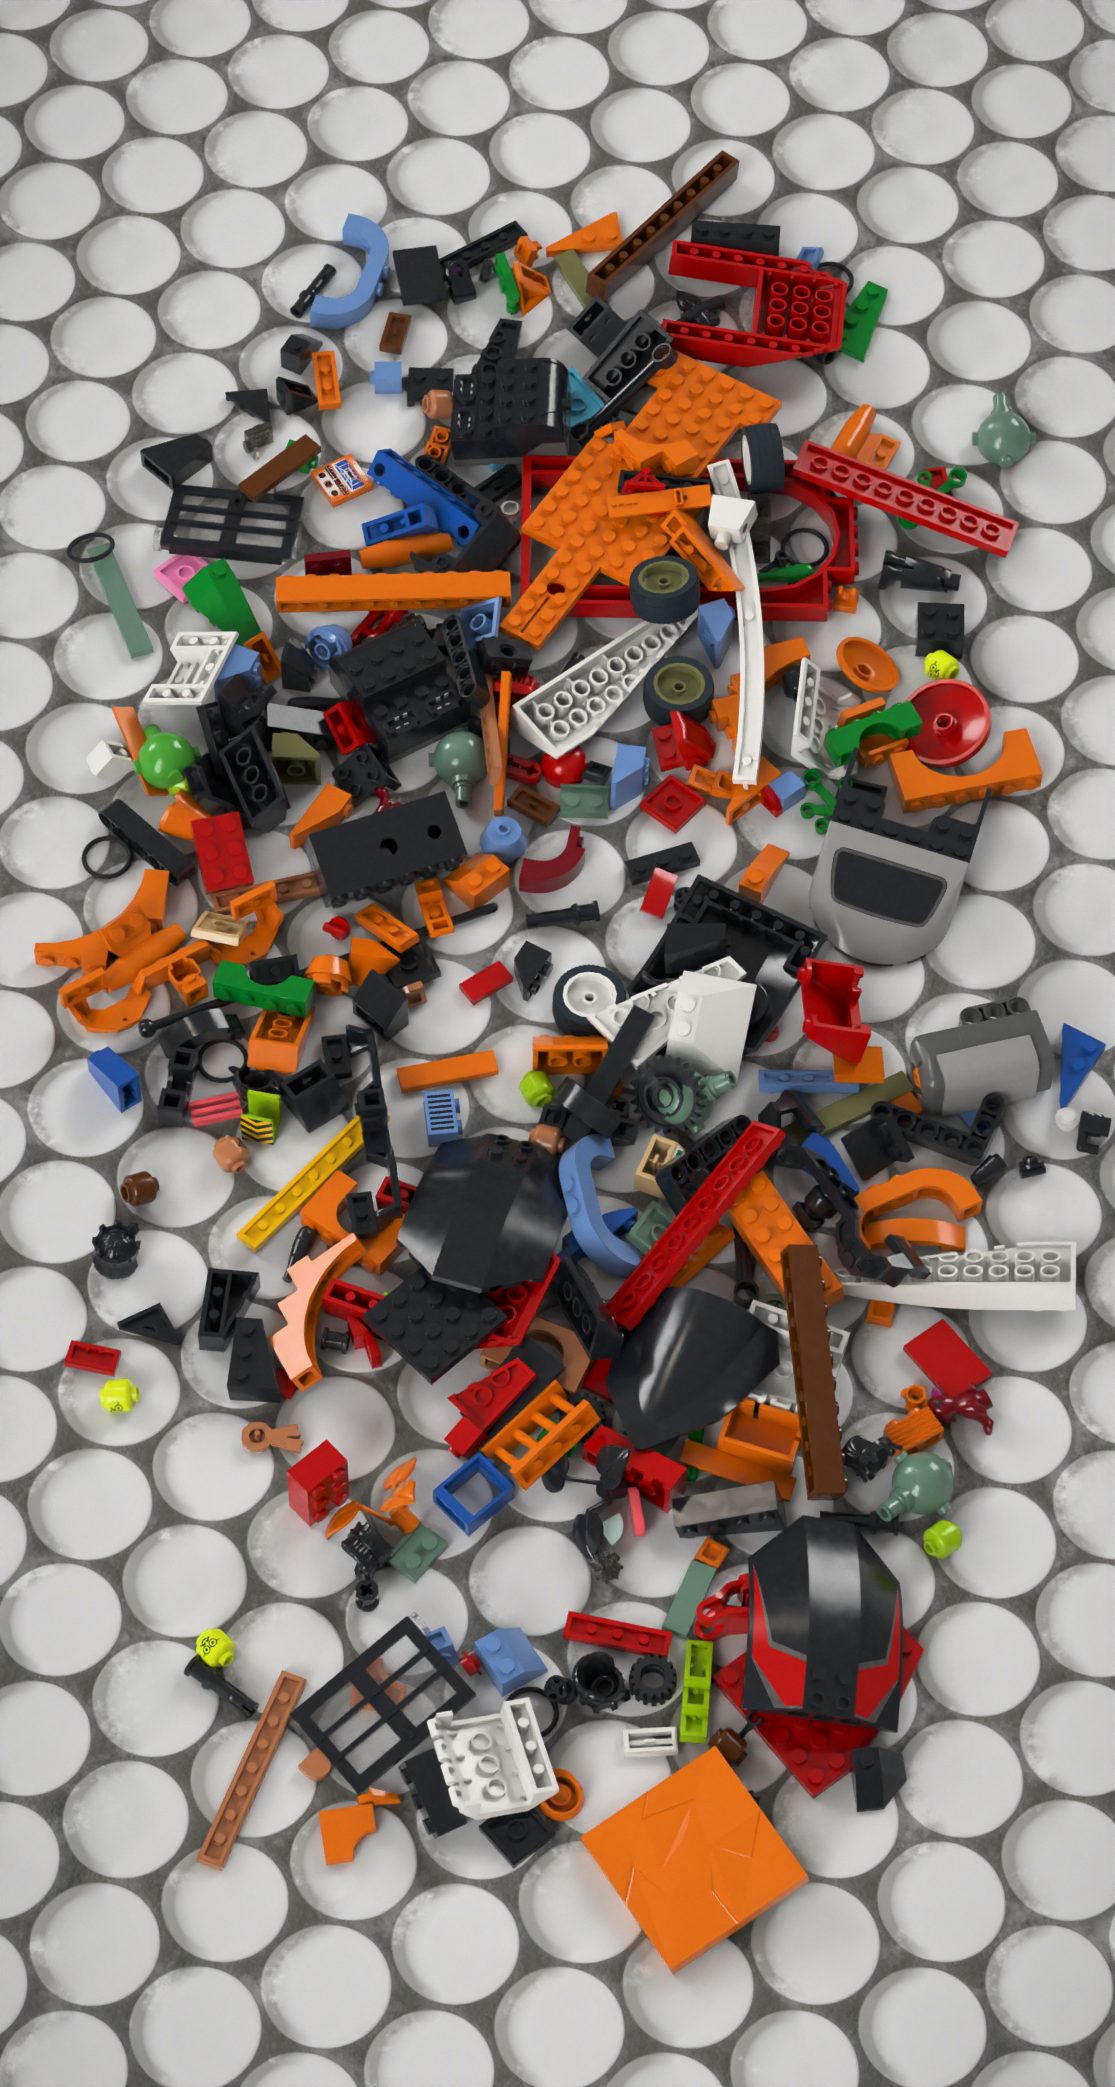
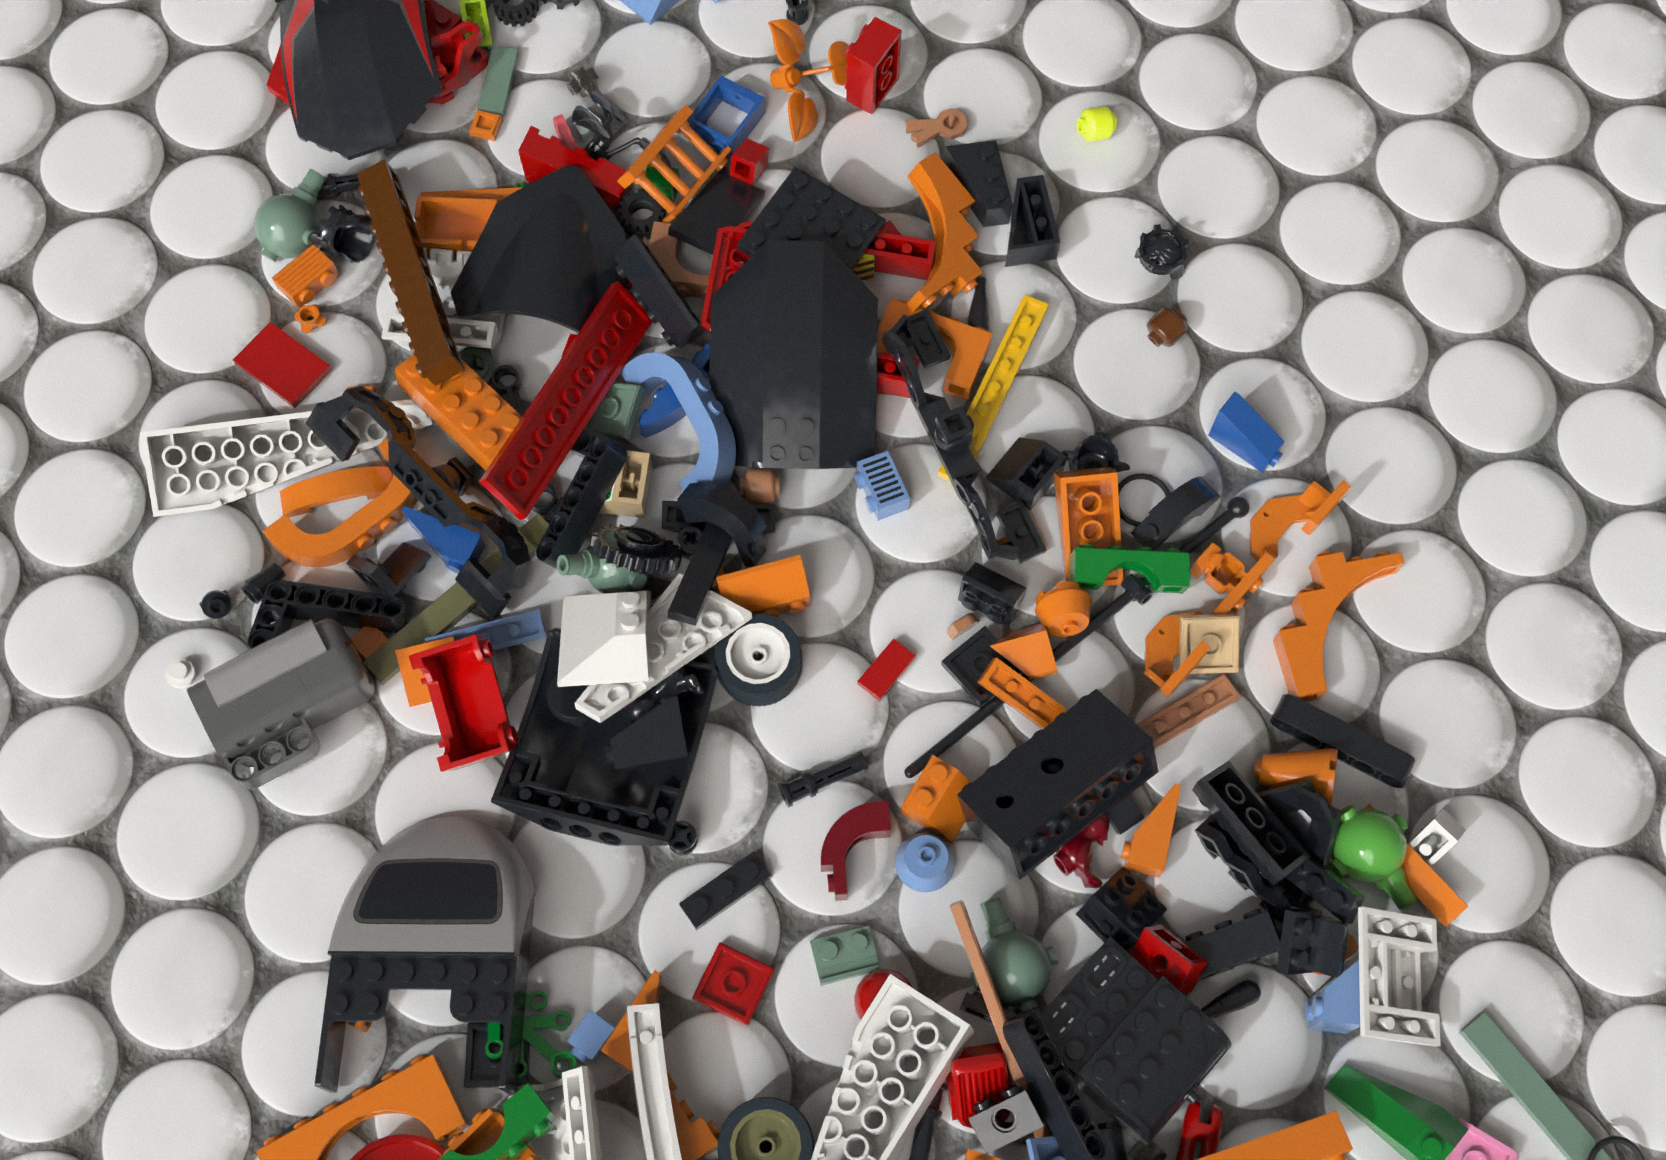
camera: 165 degrees right, 10 degrees up
(92, 1358) = (1137, 155): red plate -> none
(106, 838) = (1395, 696): black tyre -> none
(132, 941) = (1292, 588): orange plate -> none
(151, 1324) = (1095, 206): black tile -> none
(177, 1094) = (1170, 424): black arch -> none
(215, 1105) = (1144, 429): coral tile -> none
(221, 852) = (1248, 730): red brick -> none
(231, 1154) = (1088, 385): nougat head -> none
(263, 1117) = (1070, 423): lime piece -> none
(270, 663) = (1316, 1048): orange slope -> none
(273, 970) = (1123, 595): black wing -> none
(295, 760) = (1219, 892): olive slope -> none
(297, 667) = (1271, 1048): black slope -> none
(326, 643) = (1240, 1089): medium blue cone -> none
(335, 1340) = (910, 226): black bush -> none
(337, 927) = (1078, 685): red plate -> none
(366, 1551) = (814, 23): black hair -> none
(417, 1552) = (760, 63): sand green plate -> none
(433, 908) = (967, 724): orange slope -> none
(447, 1071) = (894, 549): orange tile -> none
(493, 1395) = (732, 195): red wing -> none
(503, 733) = (968, 986): orange tile -> none
(520, 768) = (937, 986): red beam -> none
(530, 968) = (841, 694): black slope -> none
(533, 805) = (904, 925): reddish brown plate -> none
(537, 1088) = (788, 543): lime head -> none
(597, 772) = (840, 998): black tile -> none
(617, 1635) = (556, 31): red plate -> none
(629, 774) = (796, 991): medium blue slope -> none
(658, 893) = (716, 840): red slope -> none
(682, 743) = (740, 1071): red piece -> none
(711, 783) = (692, 1030): orange slope -> none
(730, 1511) = (469, 152): wedge -> none
(763, 873) = (596, 906): orange slope -> none
(771, 801) = (608, 1015): red tile -> none
(942, 1539) = (260, 182): lime head -> none
(968, 1404) = (250, 315): dark red animal -> none
(1078, 1058) = (175, 760): blue wing -> none
(1091, 1125) = (148, 668): black piece -> none

